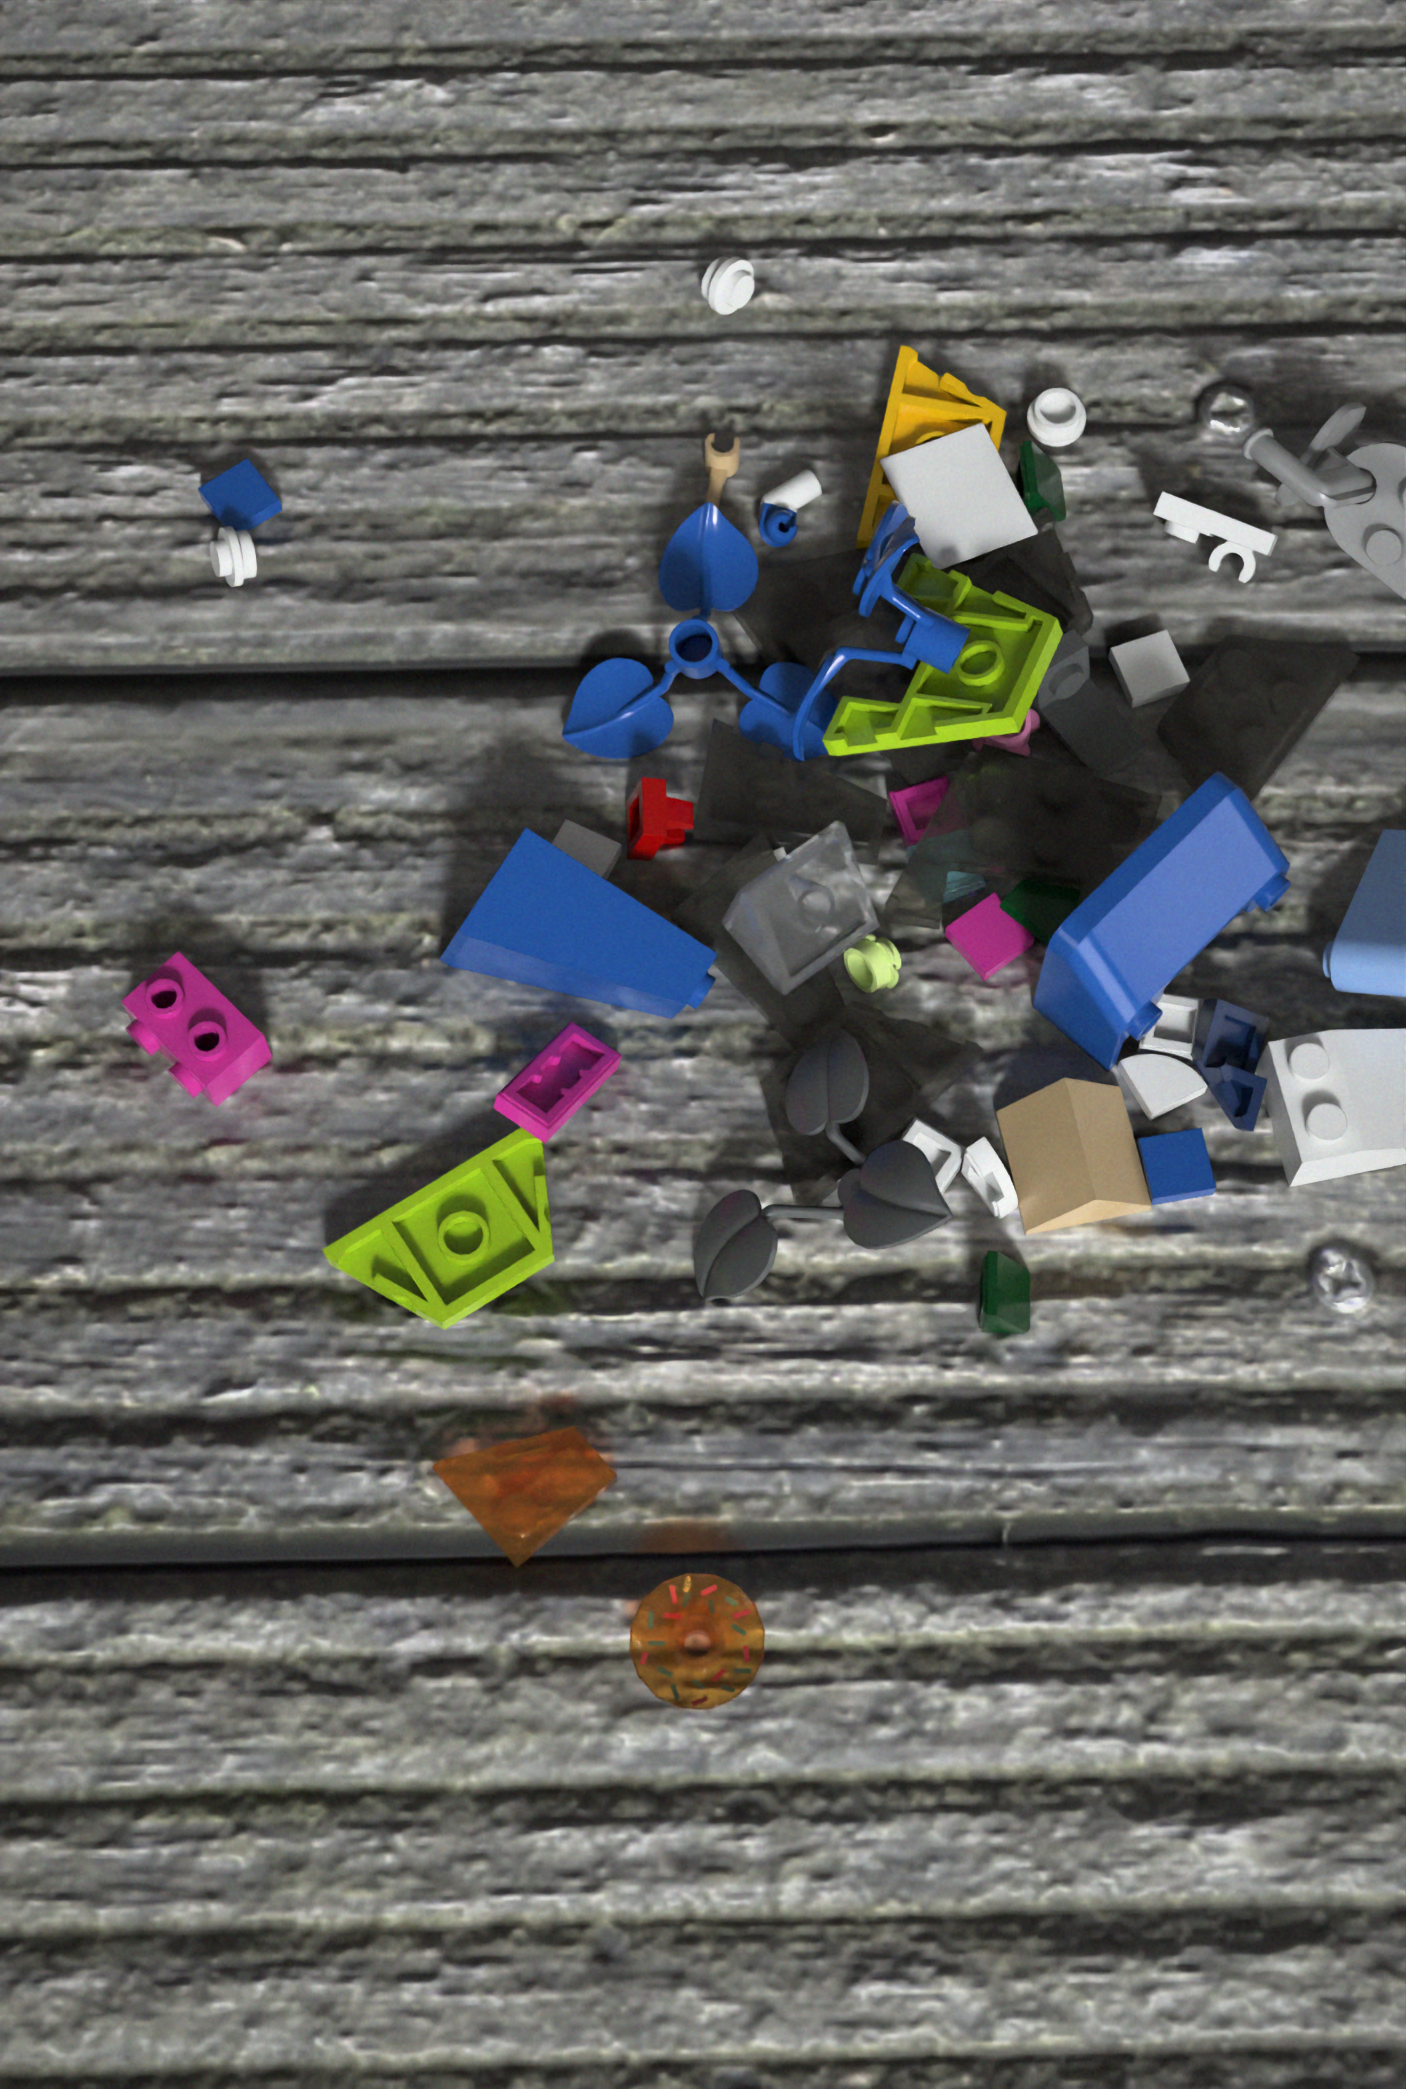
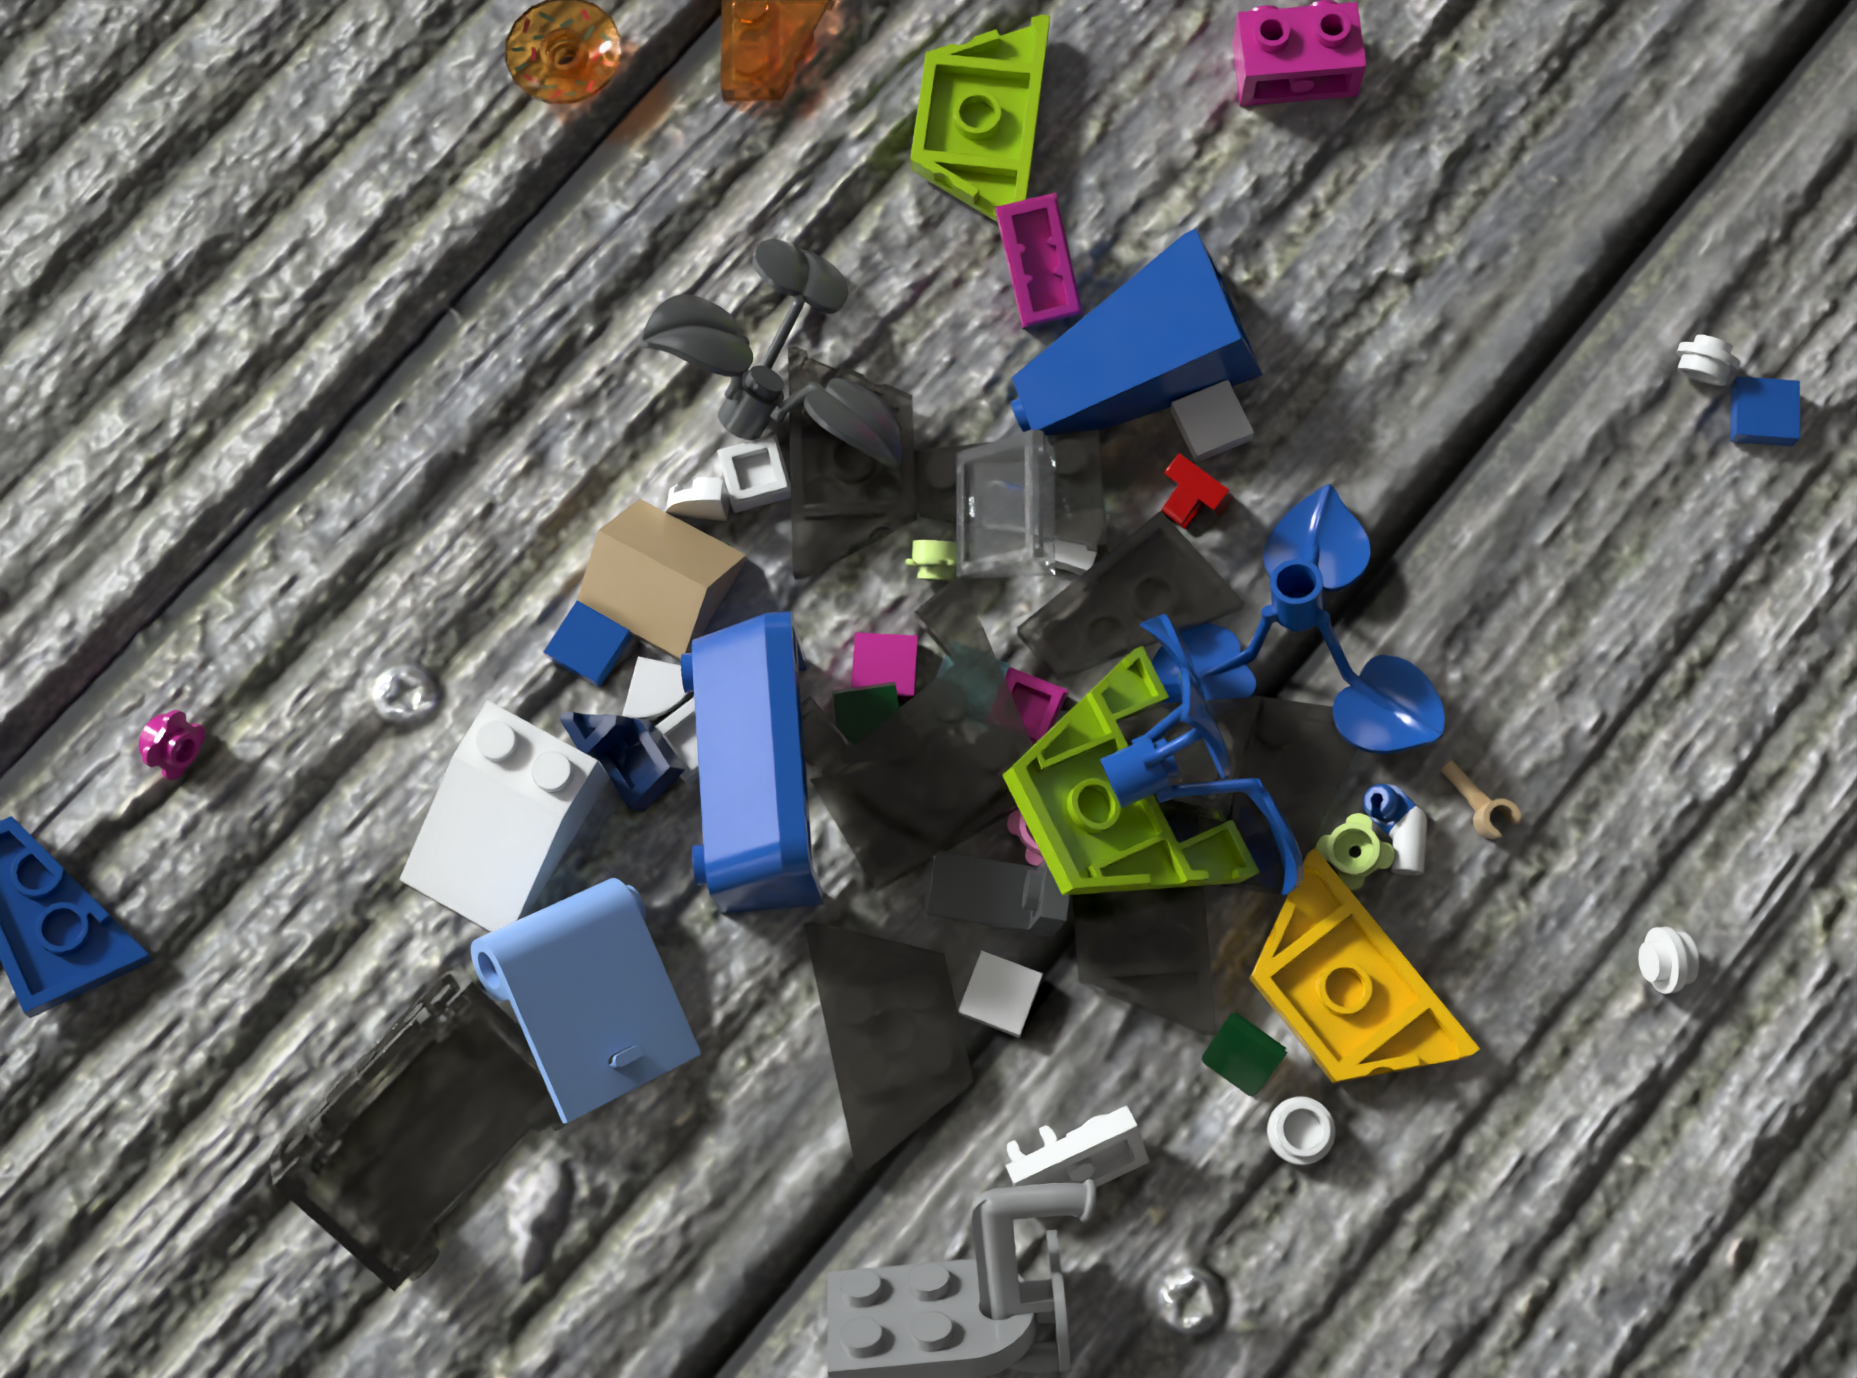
camera: 135 degrees right, 5 degrees up
(833, 505) = (1355, 832): none -> yellowish green plate
(959, 496) = (1285, 965): white sticker -> none
(1004, 1295) = (606, 438): dark green slope -> none

